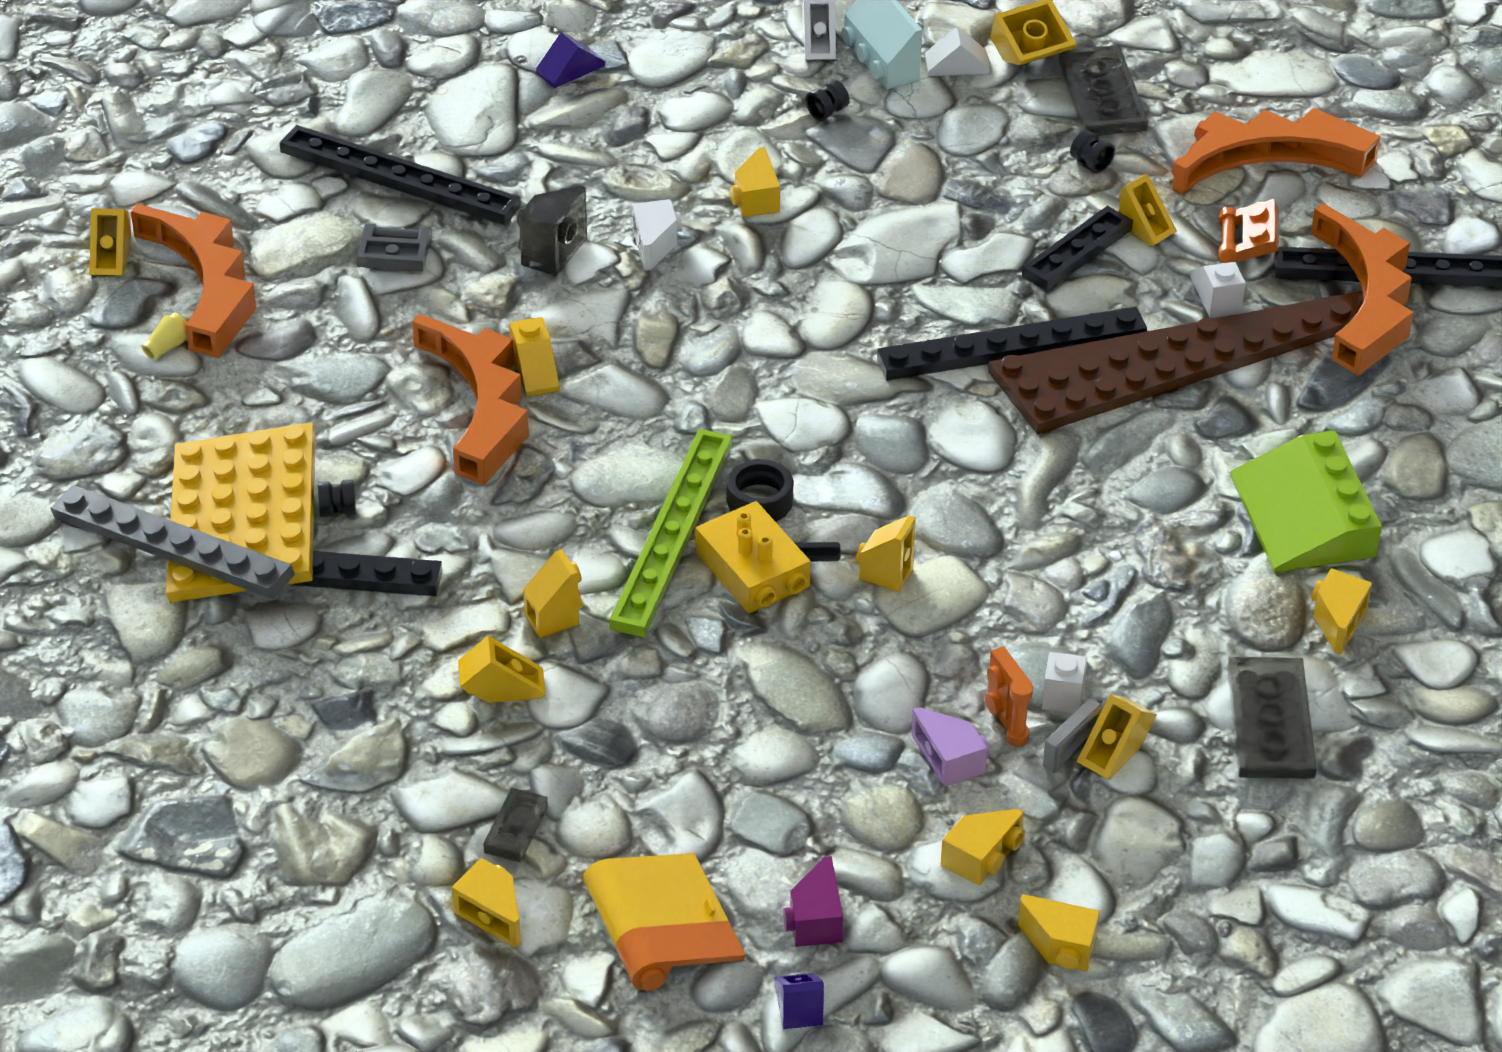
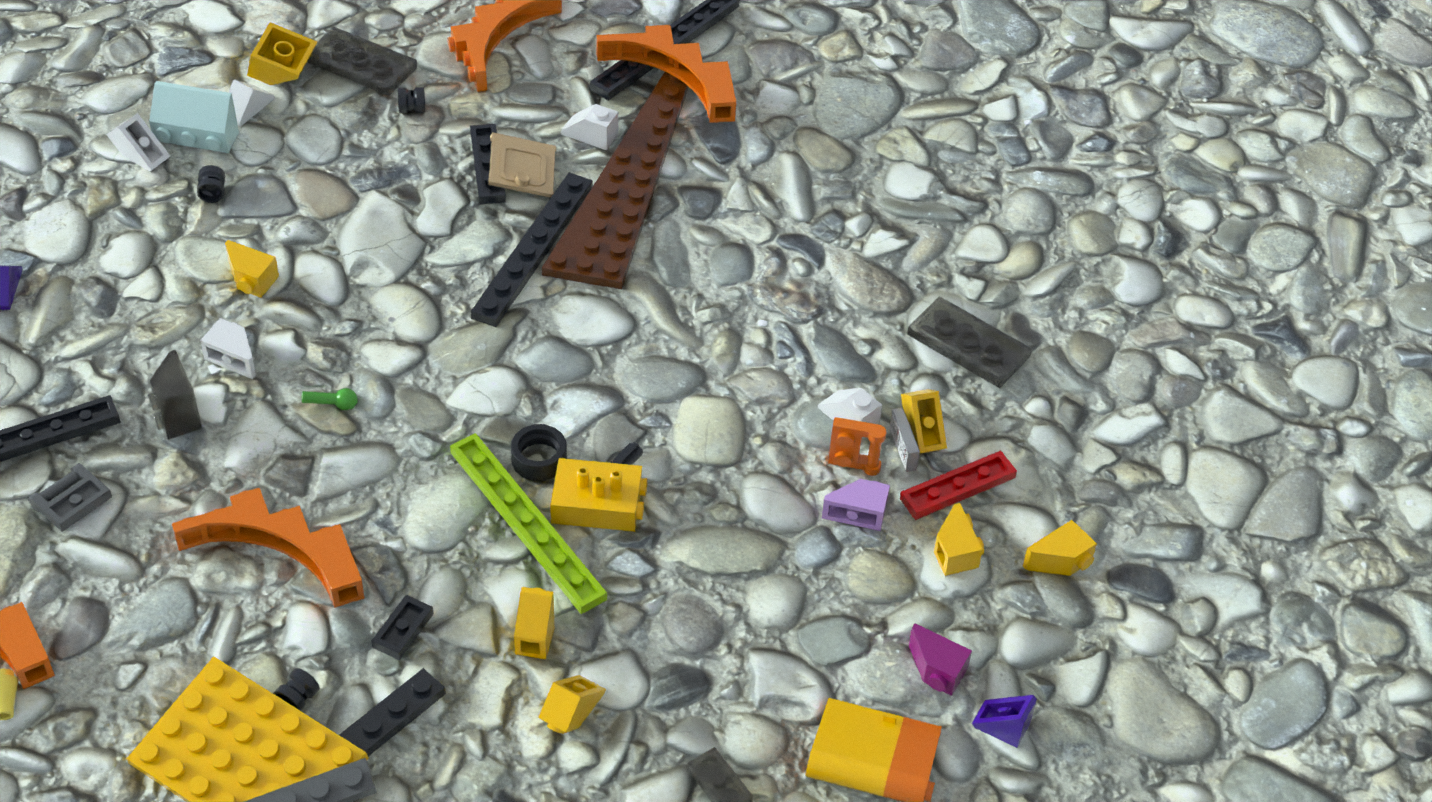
camera: 55 degrees left, 5 degrees up
(471, 522) = (402, 627): none -> black plate
(534, 356) = (280, 486): yellow slope -> none
(683, 336) = (343, 399): none -> bright green bar
(888, 554) = (670, 423): yellow slope -> none
(1062, 808) = (958, 485): none -> red plate
(1102, 269) = (522, 165): none -> tan container
(1144, 206) = (493, 111): yellow slope -> none
(1259, 231) = (566, 77): orange plate -> none
(1308, 504) = (814, 210): lime slope -> none
(1340, 606) = (913, 254): yellow slope -> none

